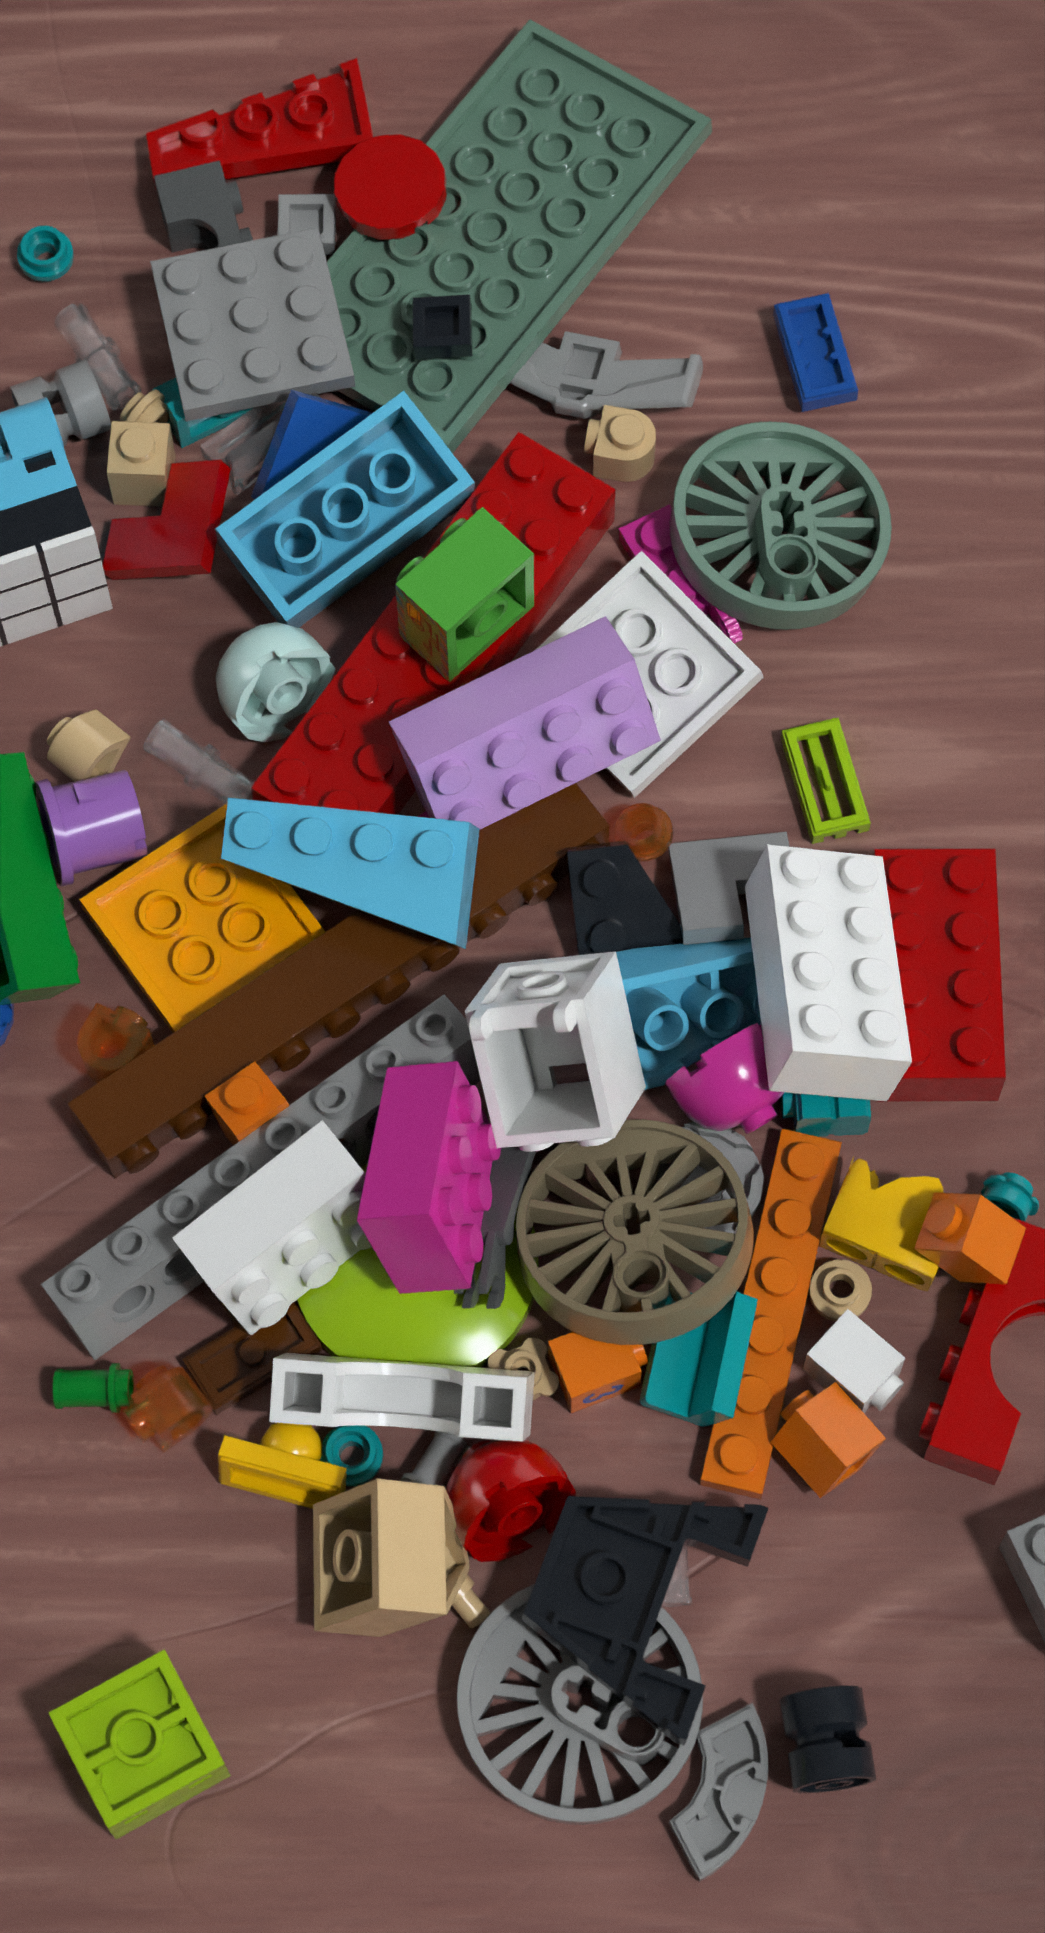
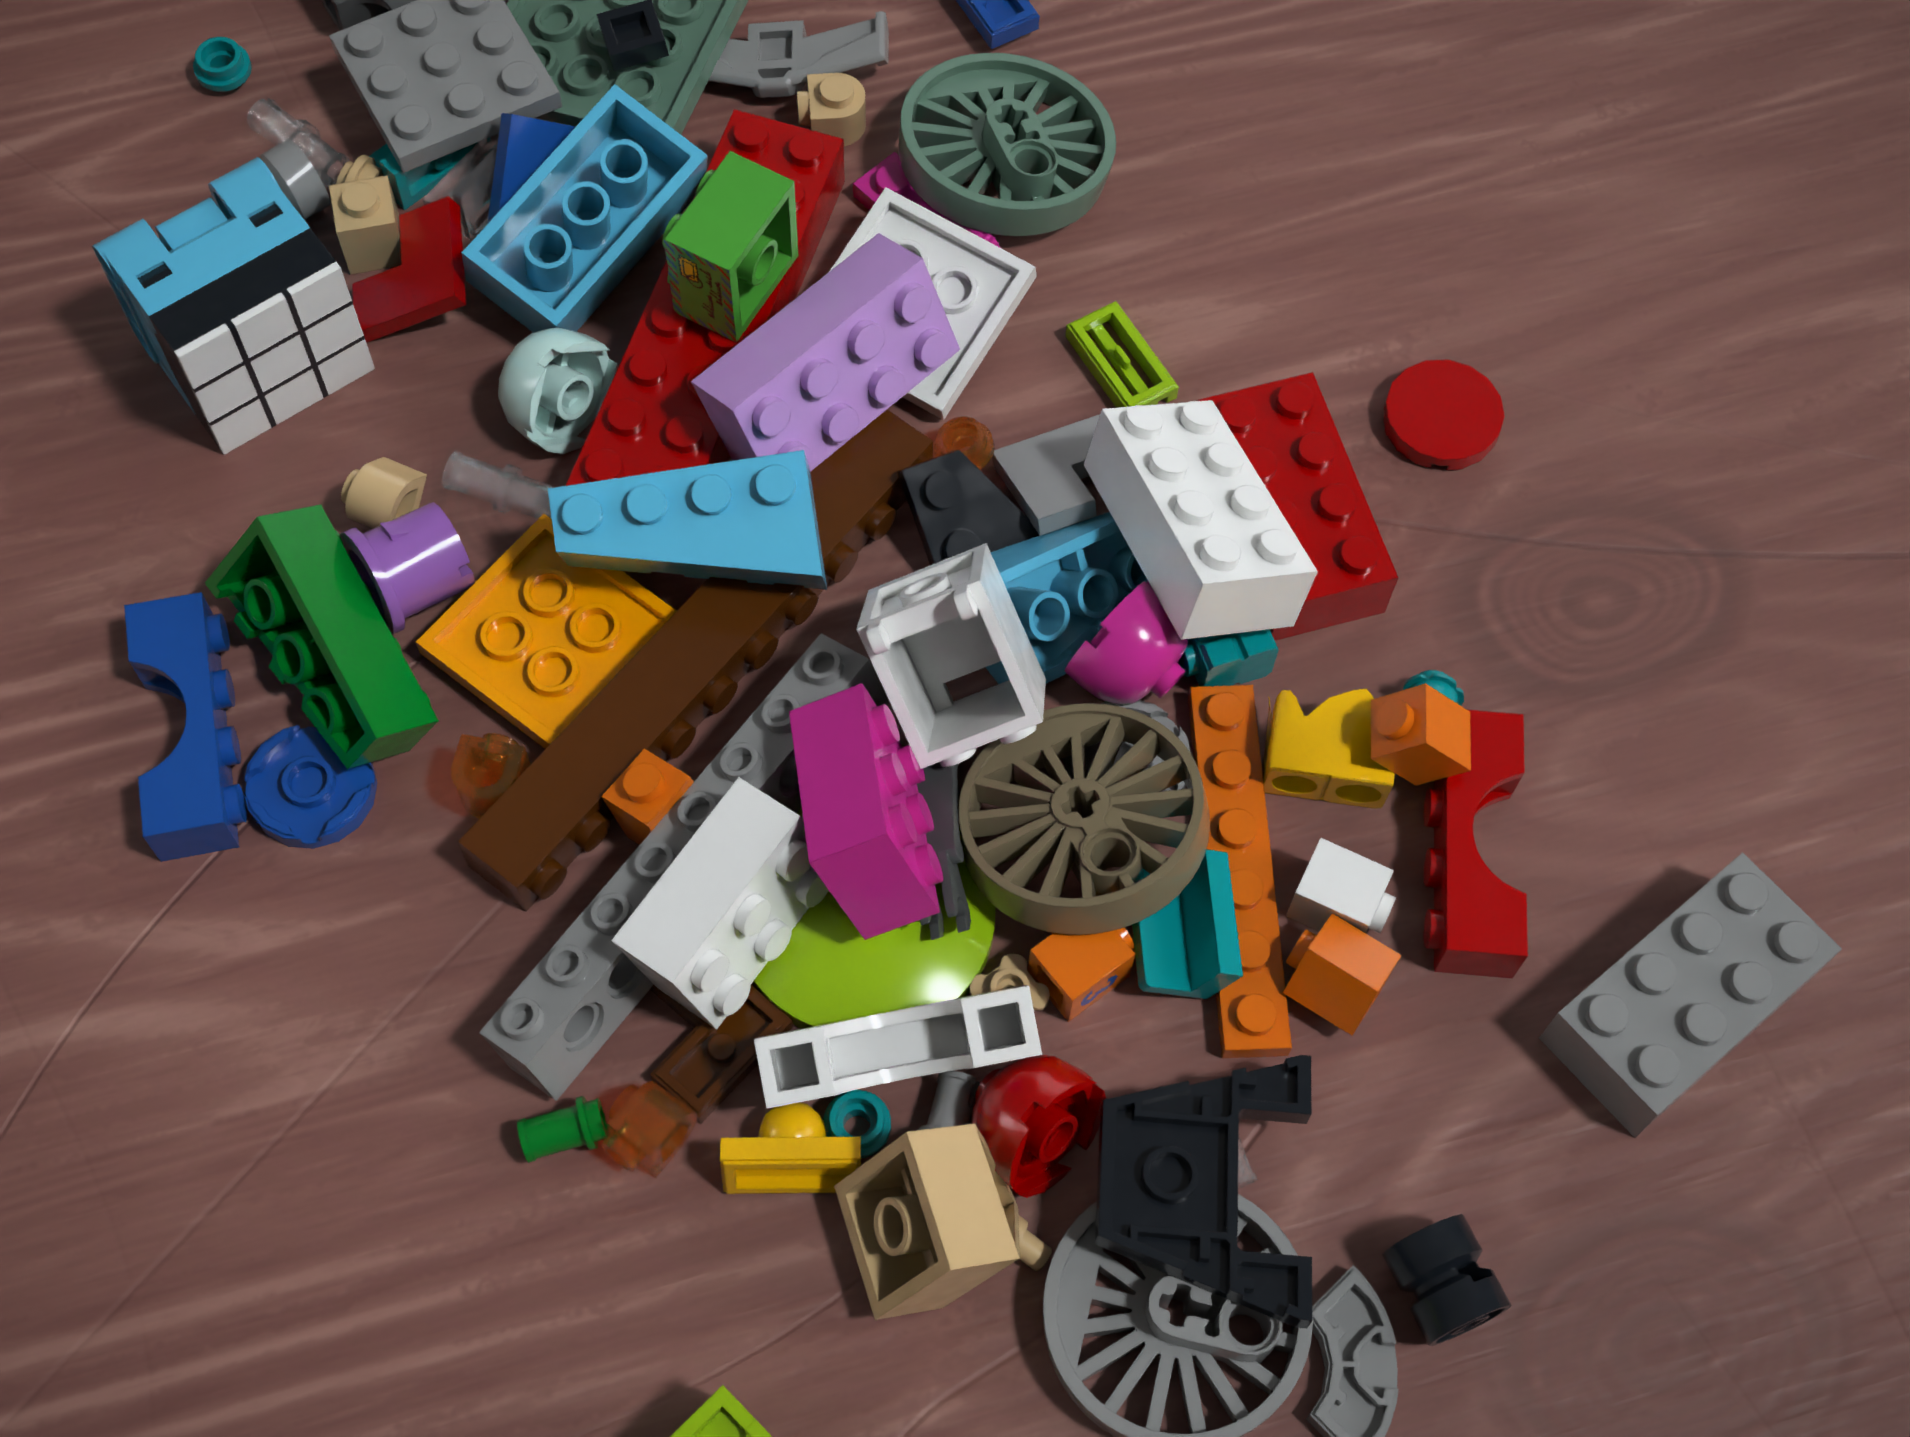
camera: 20 degrees left, 5 degrees down
(832, 1306) = (1290, 841): tan plate -> none

